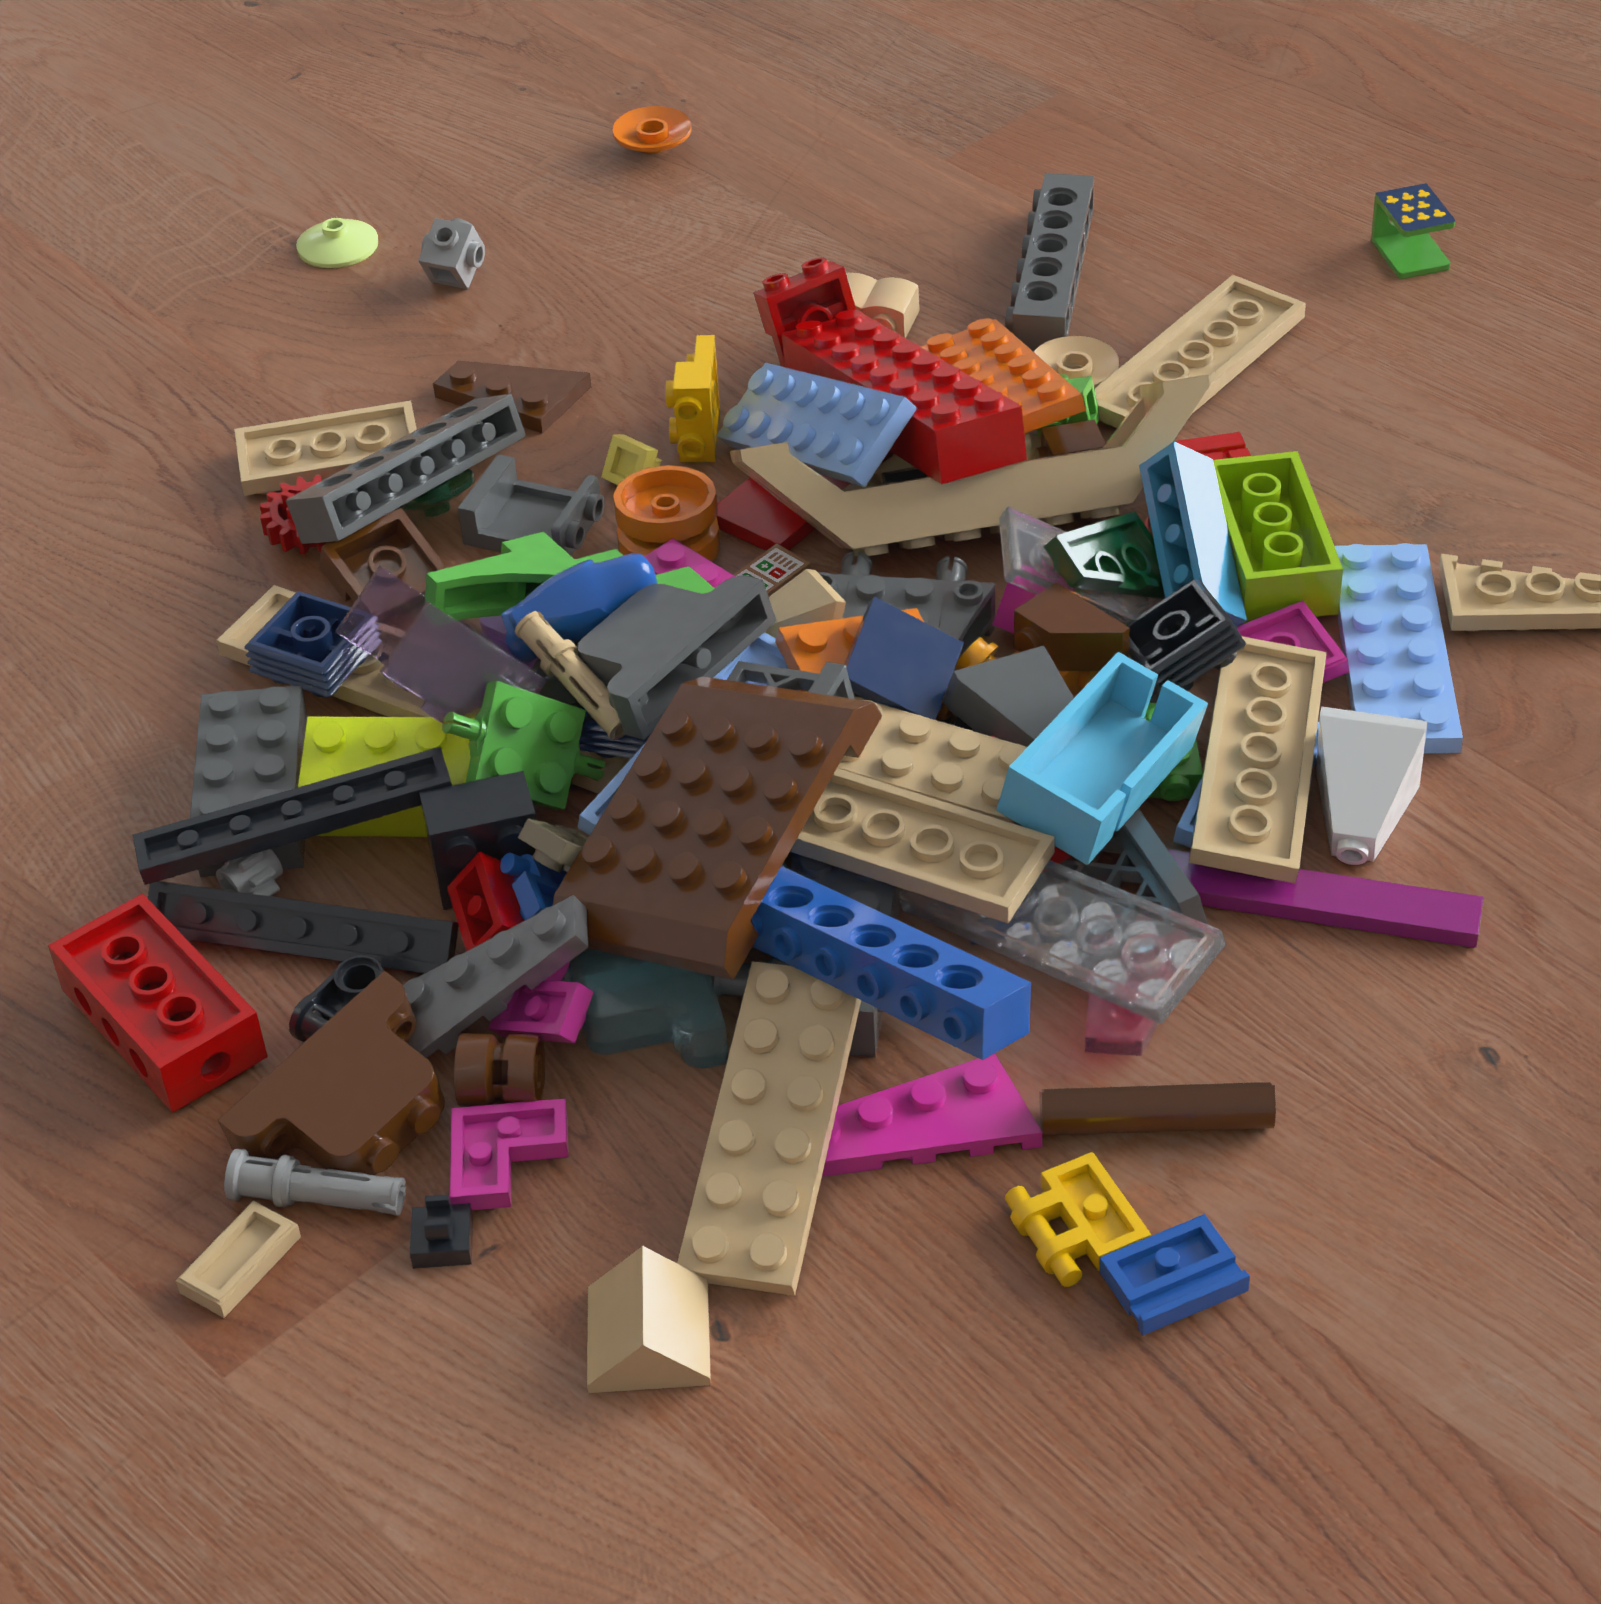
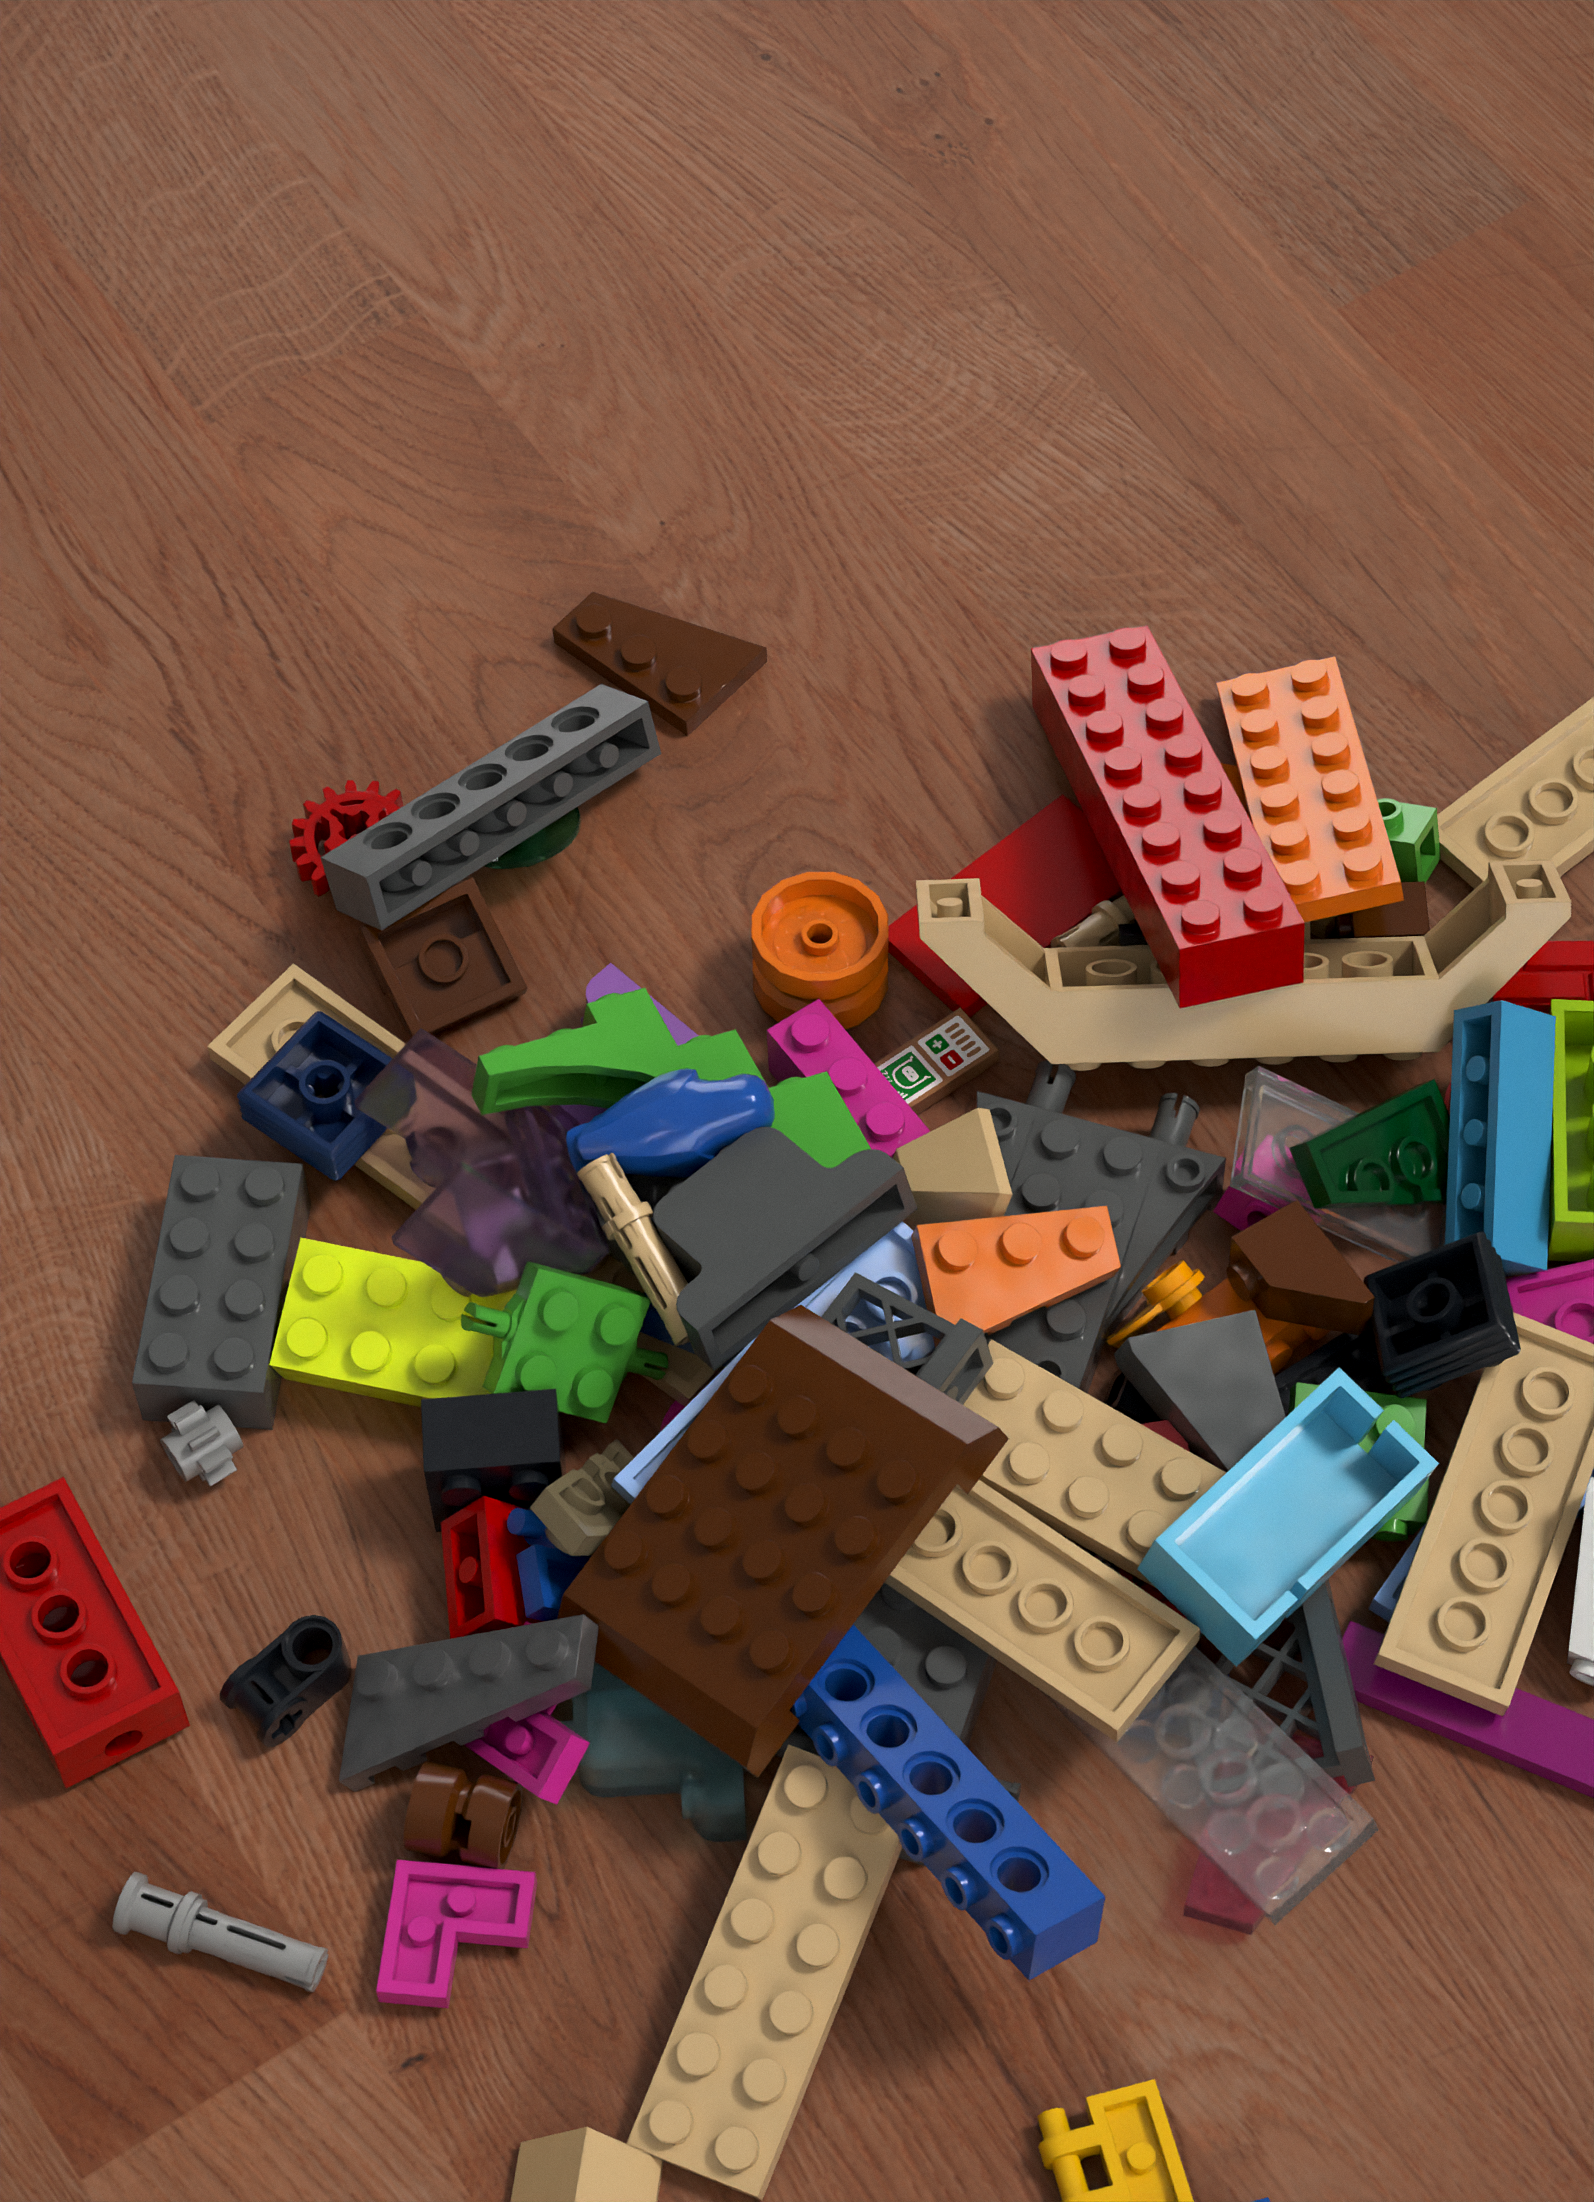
camera: 10 degrees right, 15 degrees up
(238, 1259) = (118, 2018): tan tile -> none
(288, 816) = (260, 1395): black plate -> none
(305, 926) = (256, 1541): black plate -> none
(316, 444) = (391, 720): tan plate -> none
(337, 243) = (462, 324): yellowish green dish -> none
(347, 1091) = (275, 1812): reddish brown brick -> none
(441, 1233) = (360, 2033): black tile -> none
(451, 252) = (613, 391): light grey brick -> none
(512, 508) = (644, 893): dark grey panel -> none
(627, 457) = (792, 831): light yellow tile -> none
(652, 129) = (930, 188): orange dish -> none
(695, 403) = (895, 750): yellow plate -> none
(808, 296) = (1072, 598): red plate -> none
(827, 422) = (1040, 847): light blue plate -> none
(887, 300) = (1176, 596): tan brick -> none
(901, 660) = (1065, 1302): dark blue tile -> none
(936, 1114) = (959, 1986): dark pink wing -> none
(1051, 259) = (1439, 556): dark grey brick -> none
(1080, 357) = (1431, 739): tan dish -> none
(1157, 1108) = (1250, 2021): reddish brown brick -> none

